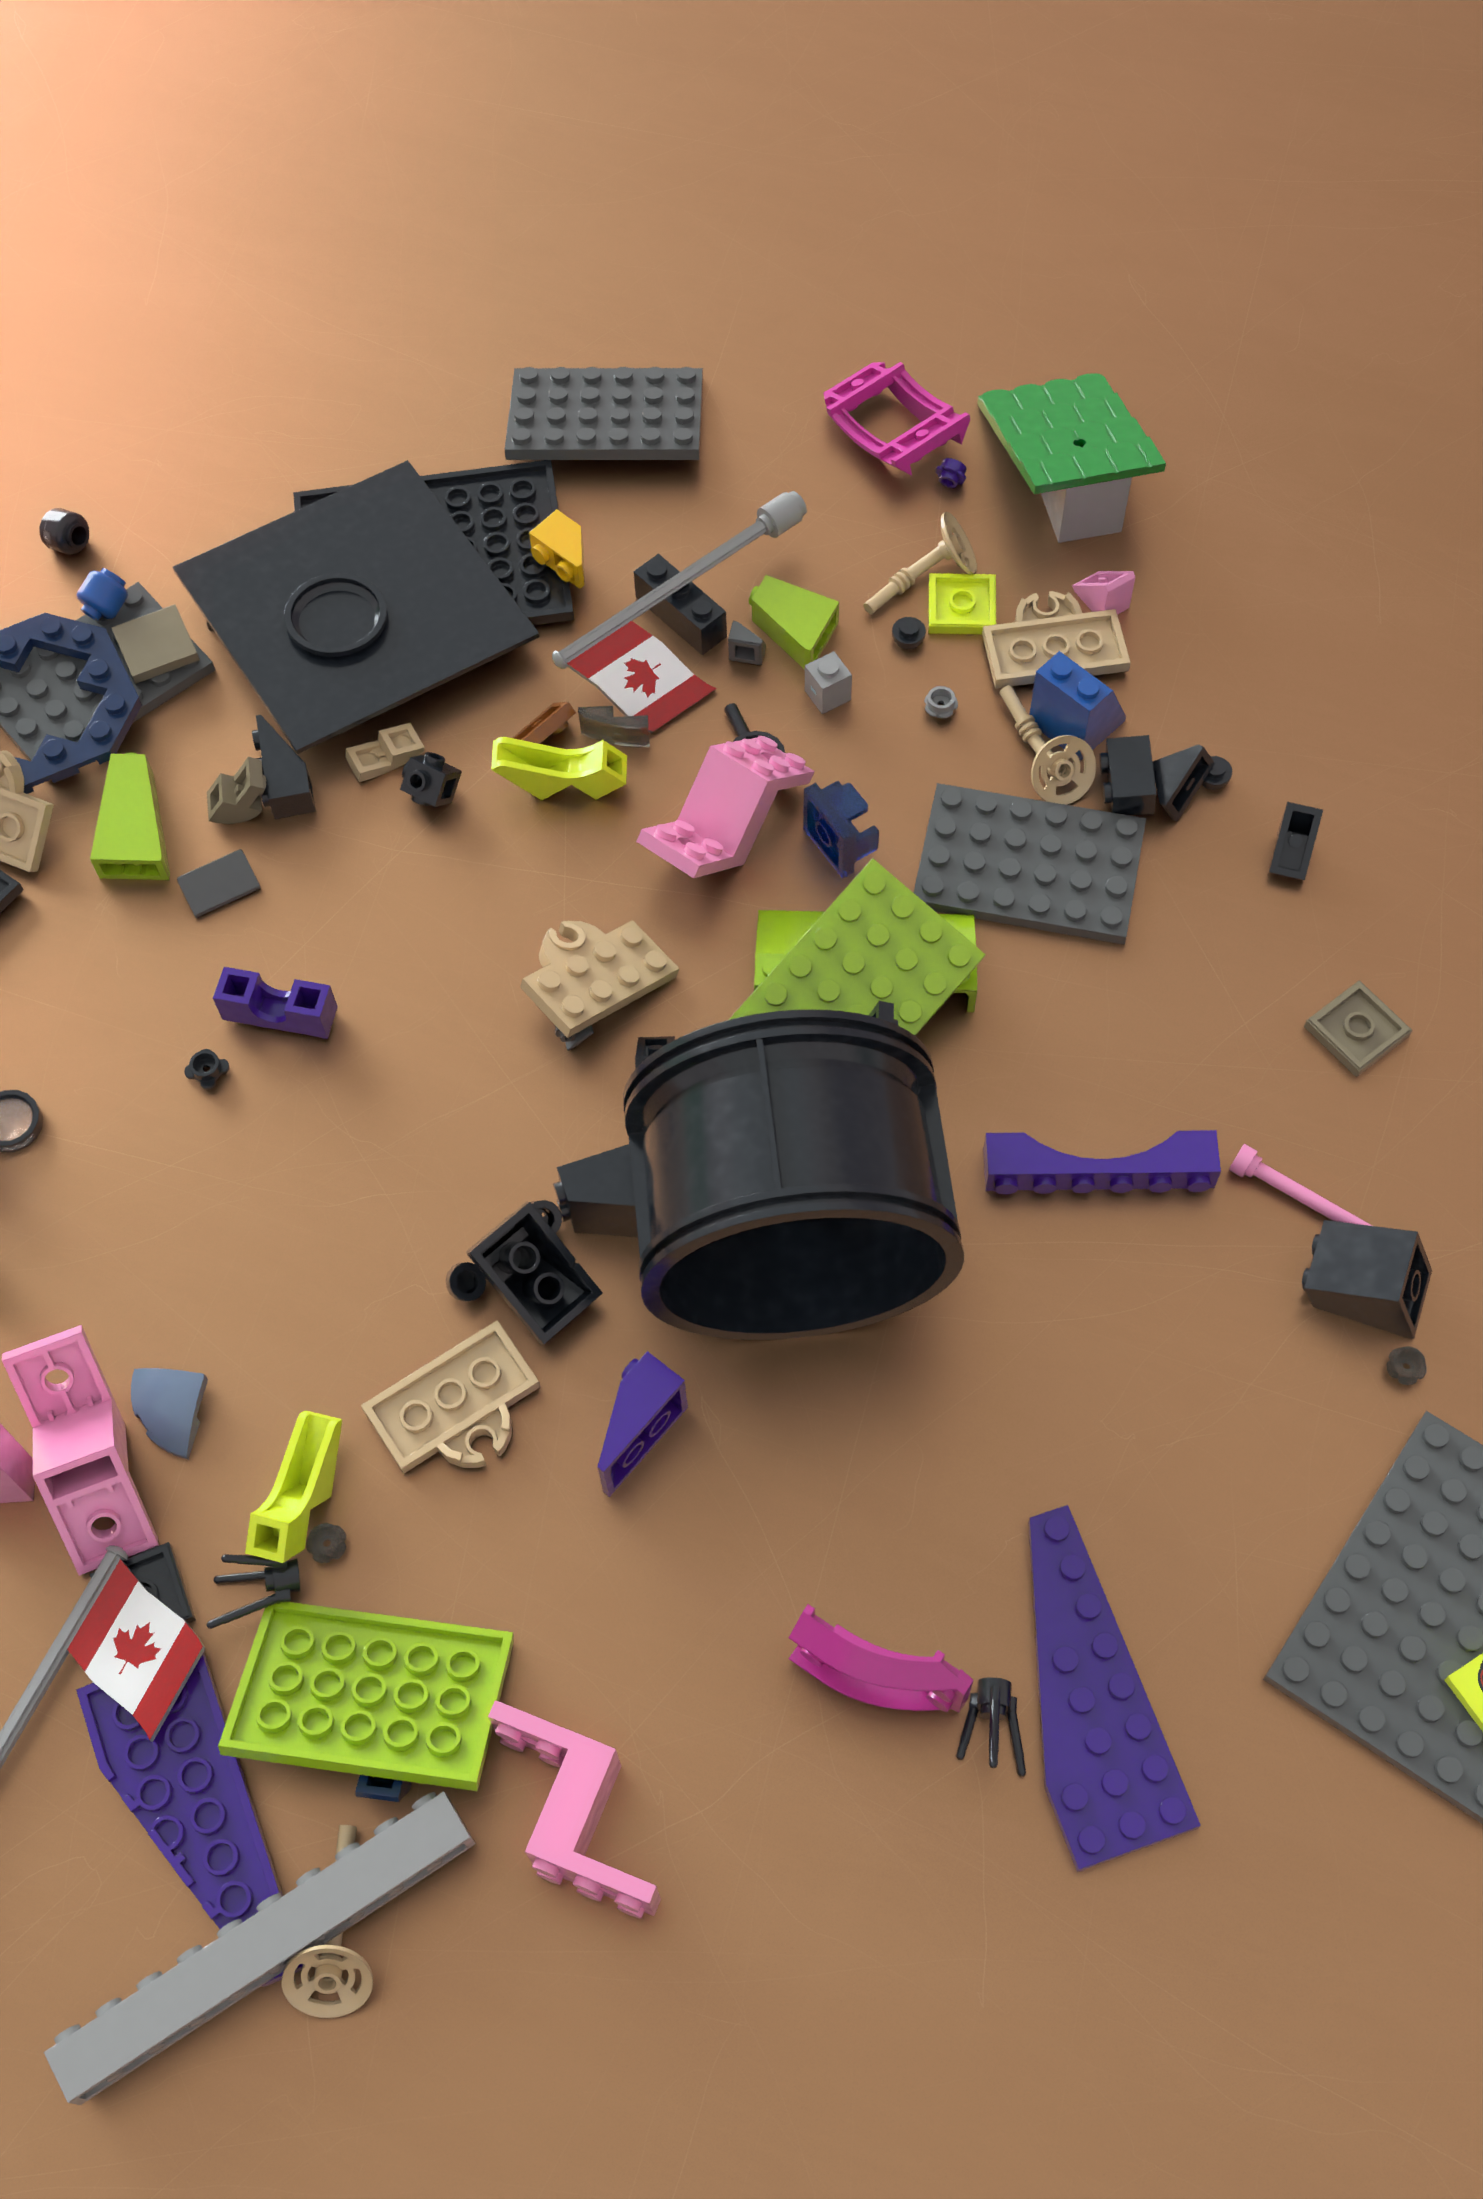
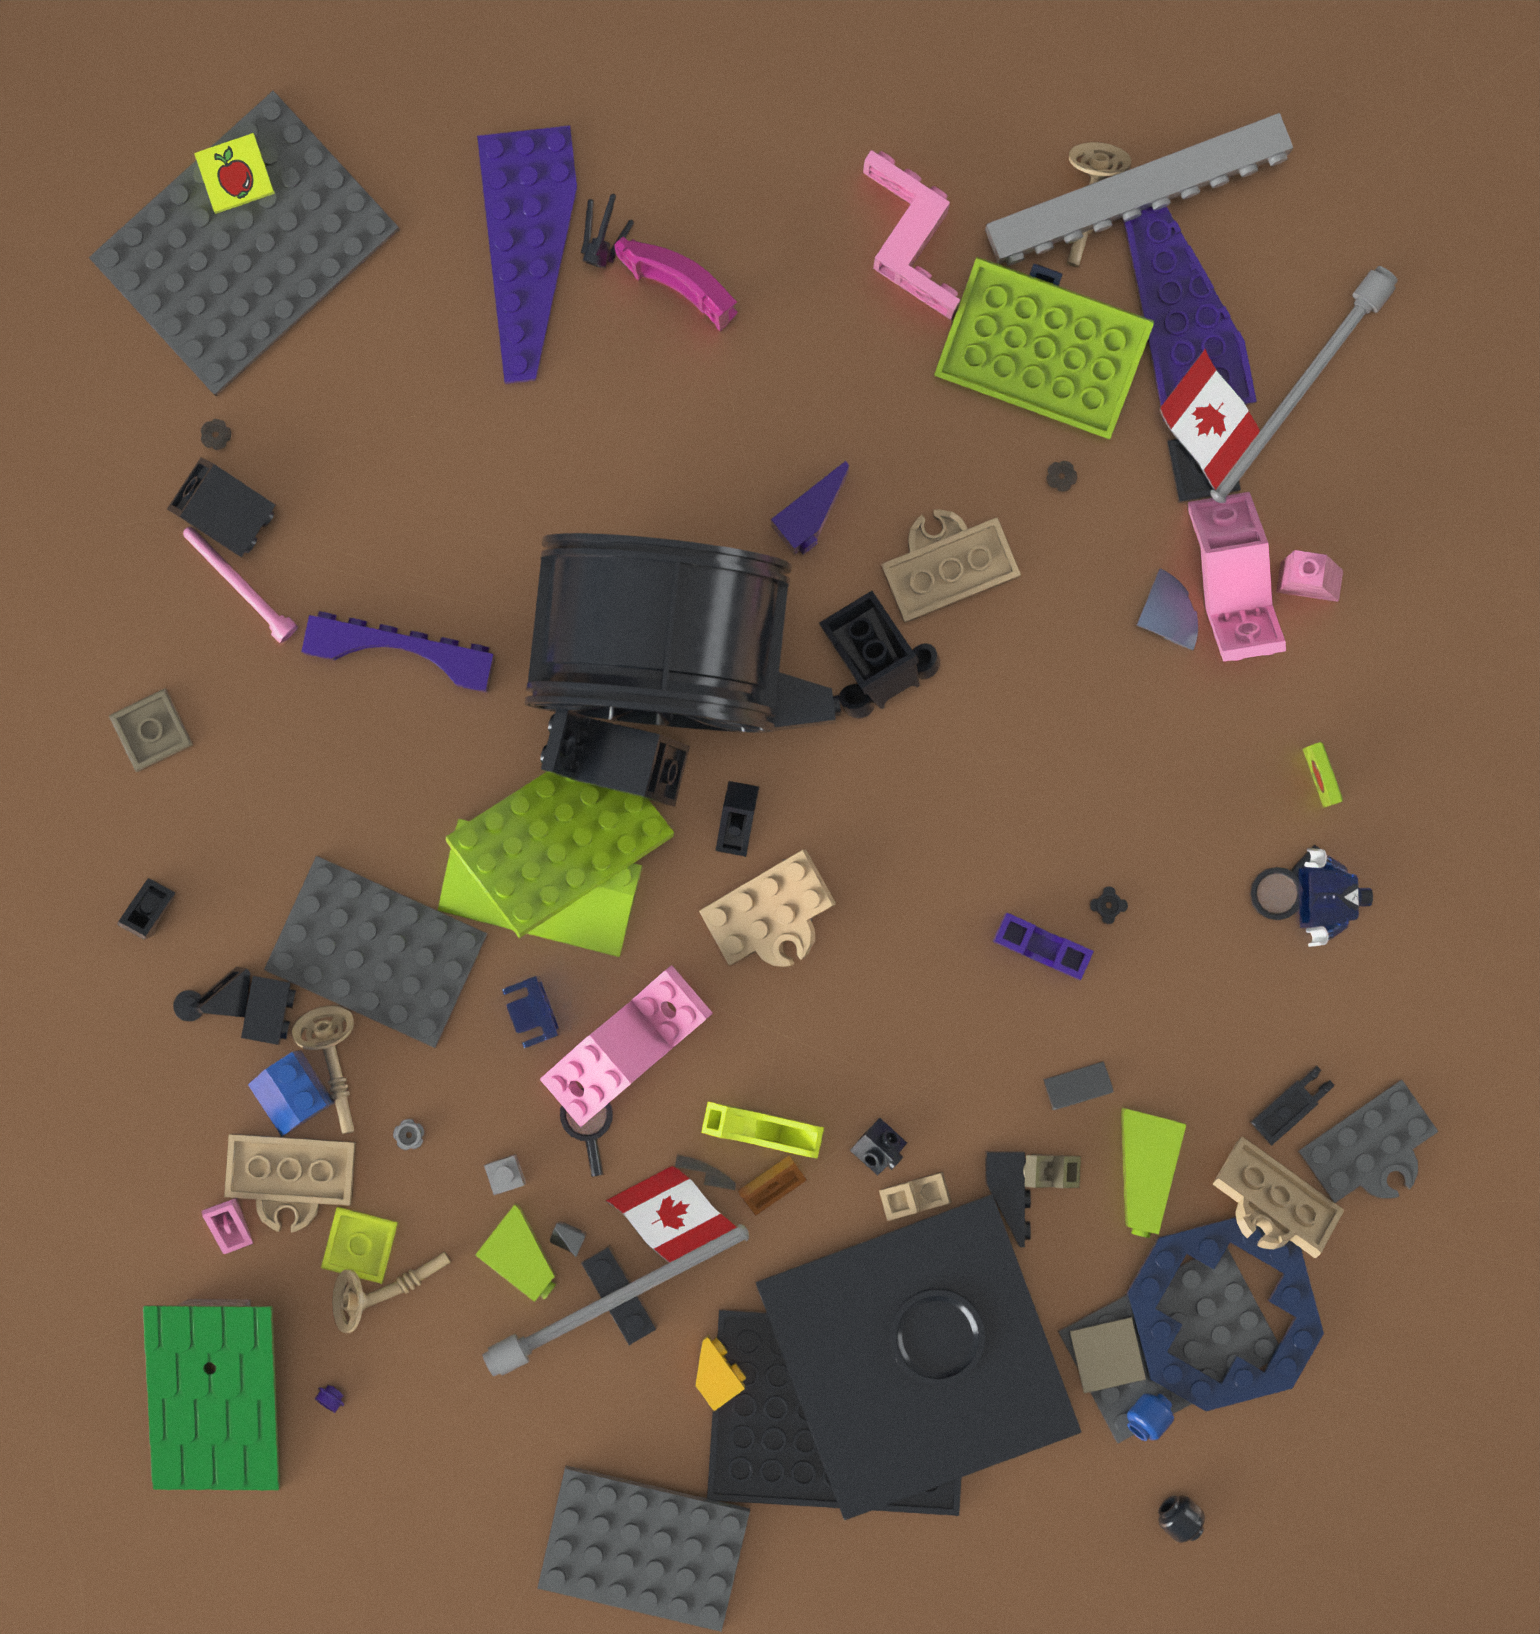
camera: 165 degrees left, 25 degrees up
(278, 1577) = (1099, 454): black plant -> none
(303, 1482) = (1077, 510): neon yellow arch -> none
(908, 632) = (417, 1220): black plate -> none
(936, 417) = (347, 1436): dark pink wedge -> none

